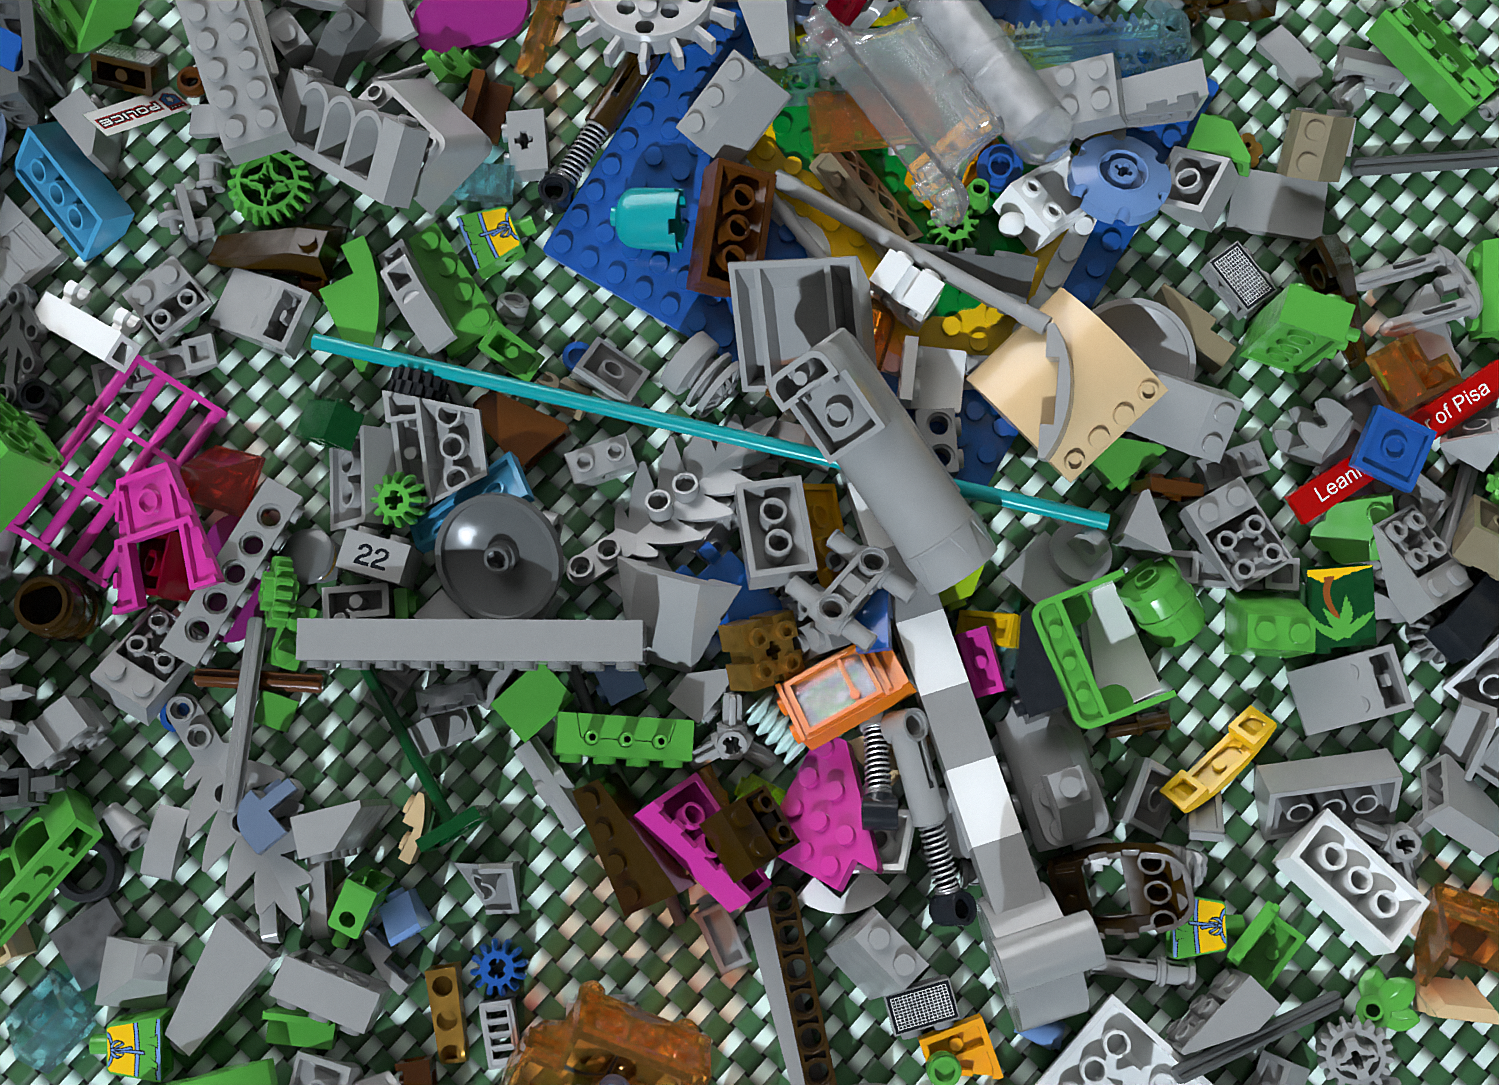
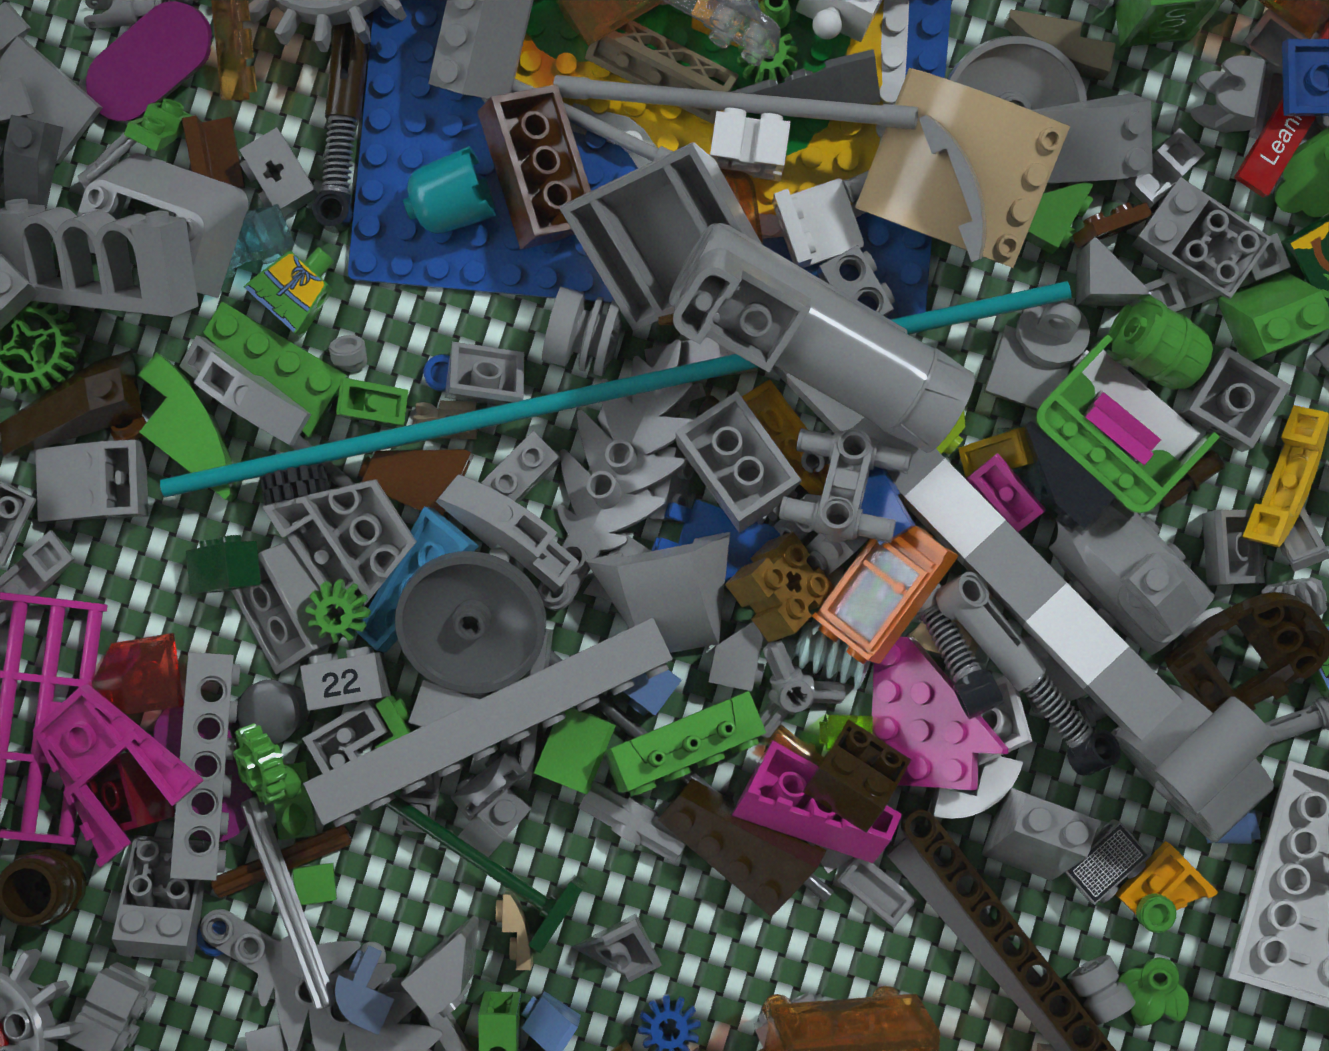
camera: 25 degrees left, 5 degrees up
(570, 499) = (508, 524): none -> light grey slope
(1100, 652) = (1122, 427): none -> dark pink slope
(1204, 676) = (1235, 399): none -> light grey brick

